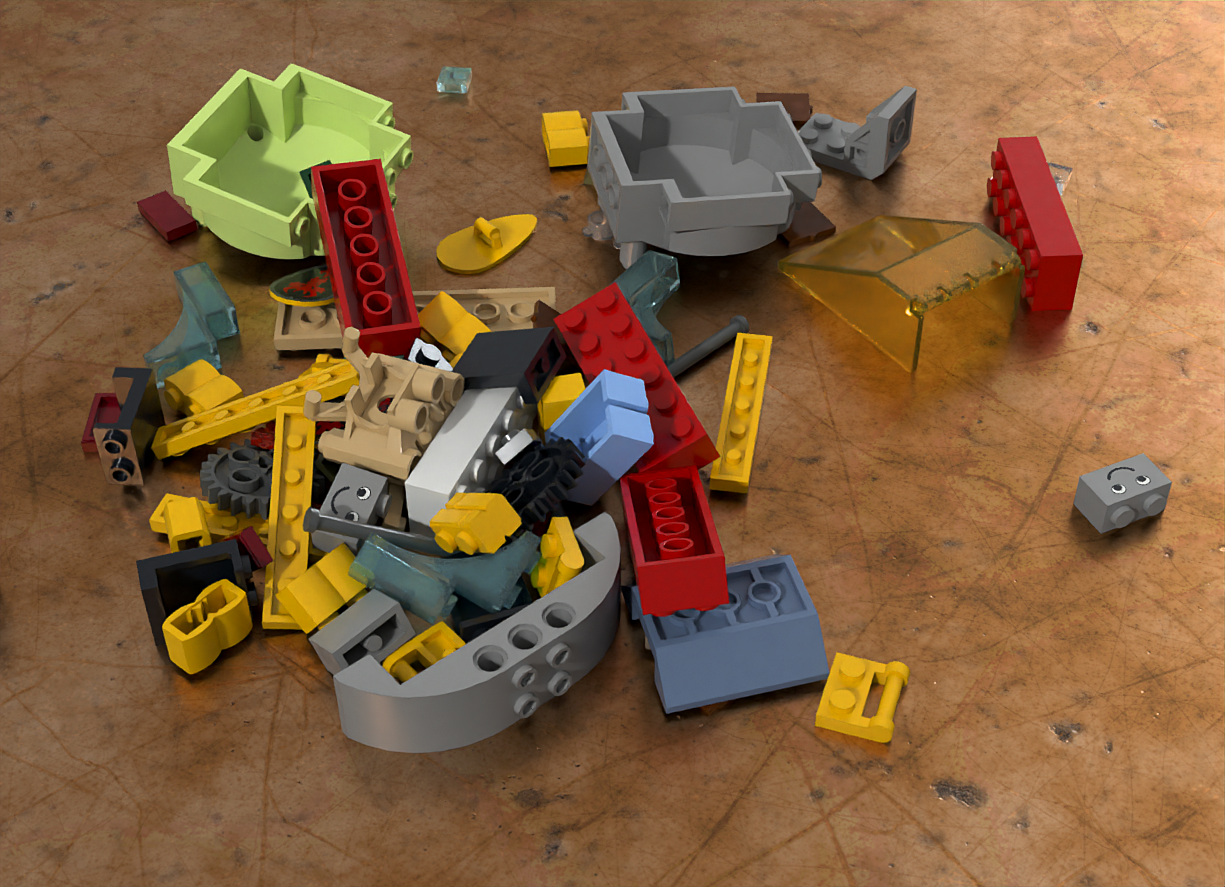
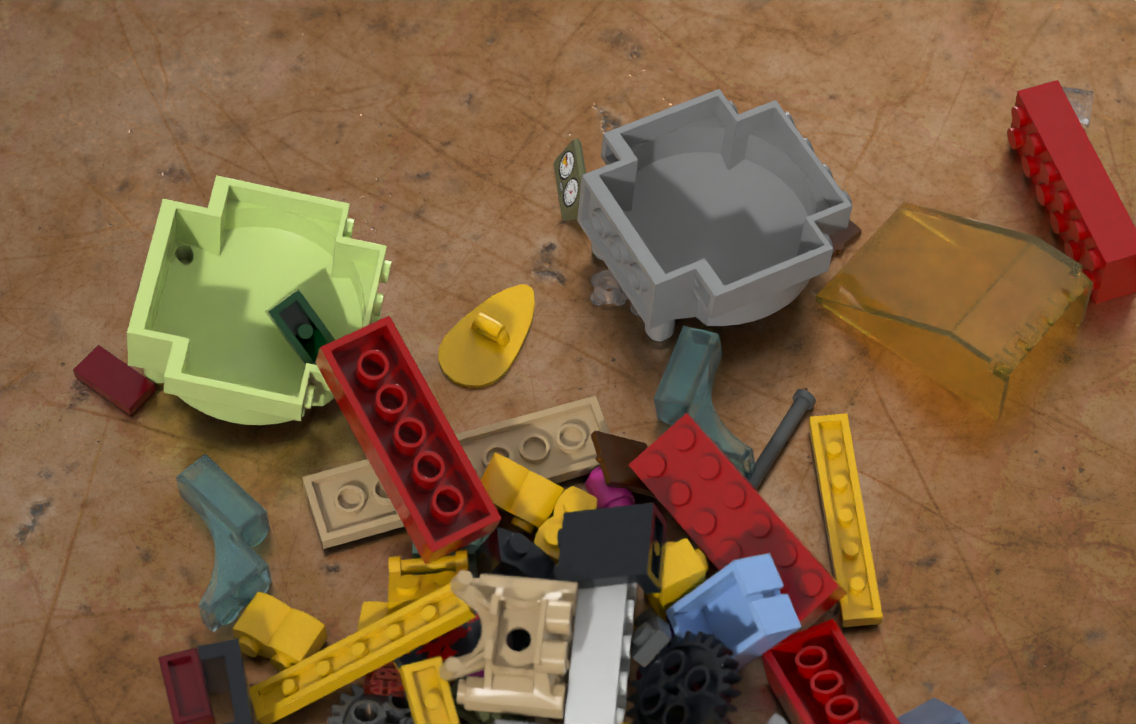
camera: 15 degrees left, 15 degrees up
(304, 288) = (332, 460): shield -> none
(454, 79) = (356, 87): clear light blue tile -> none
(565, 138) = (524, 162): yellow brick -> none
(794, 103) = (748, 54): reddish brown piece -> none
(863, 149) = (847, 102): light grey bracket -> none

